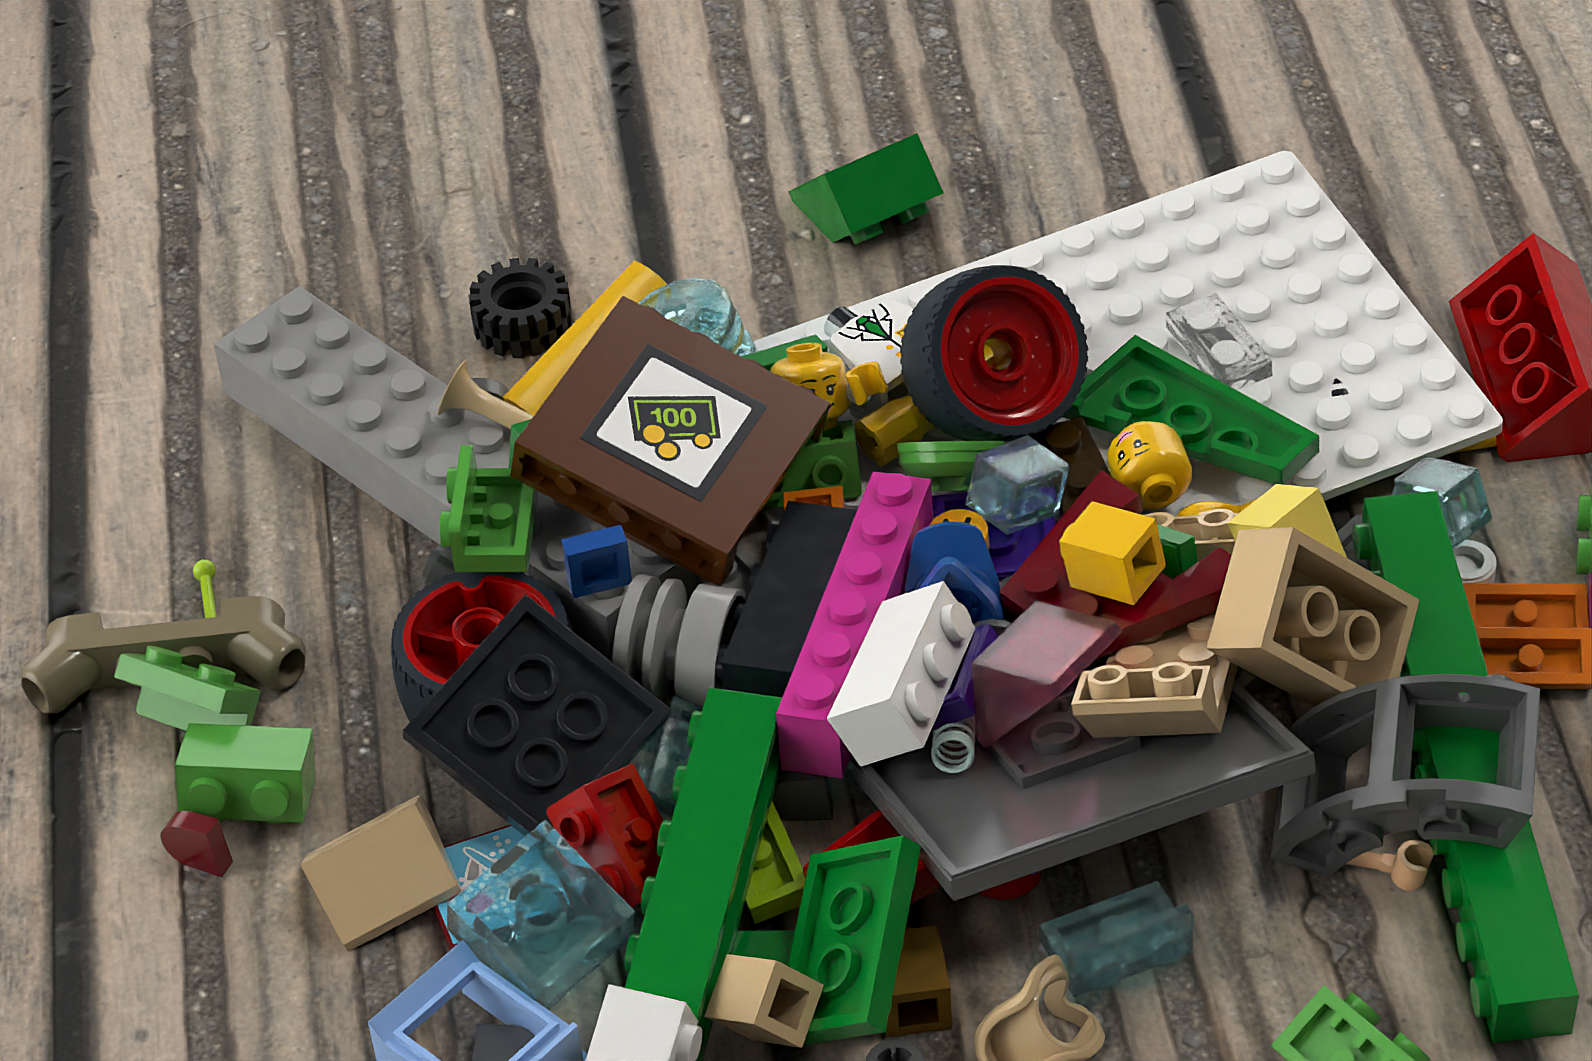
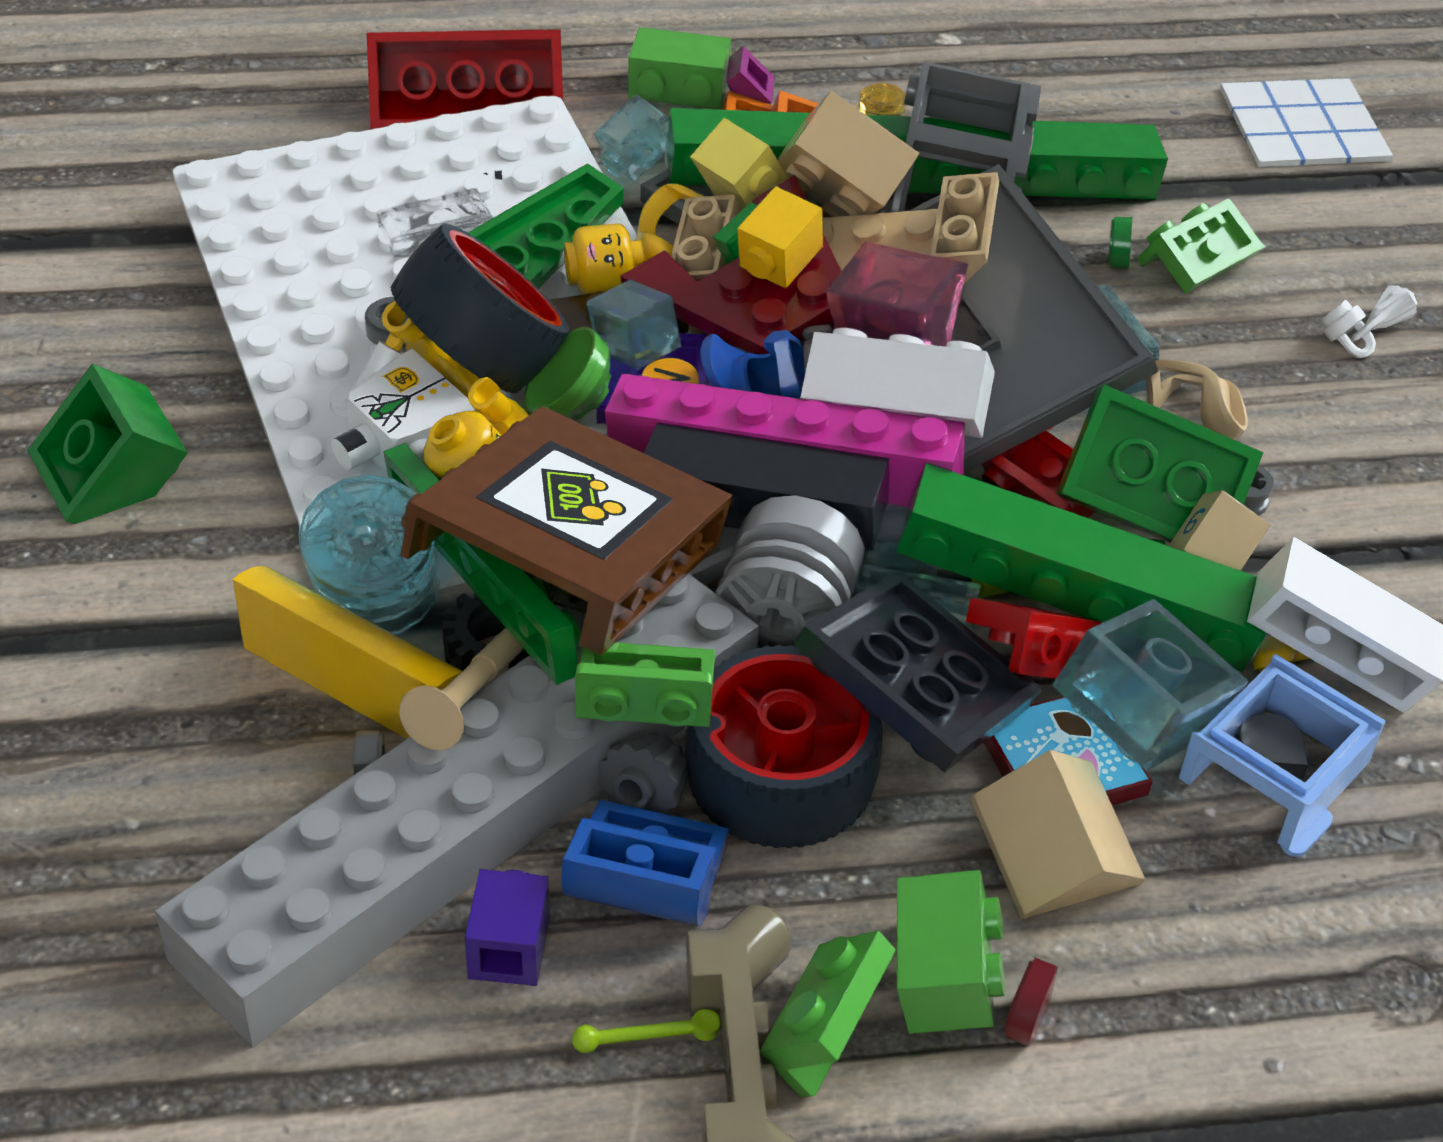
camera: 95 degrees left, 0 degrees up
(304, 505) = (507, 927): none -> dark purple brick
(352, 576) = (644, 862): none -> blue brick
(514, 287) = (211, 760): black tyre -> none
(597, 561) = (722, 598): blue plate -> none
(1343, 968) = (1120, 242): none -> green tile

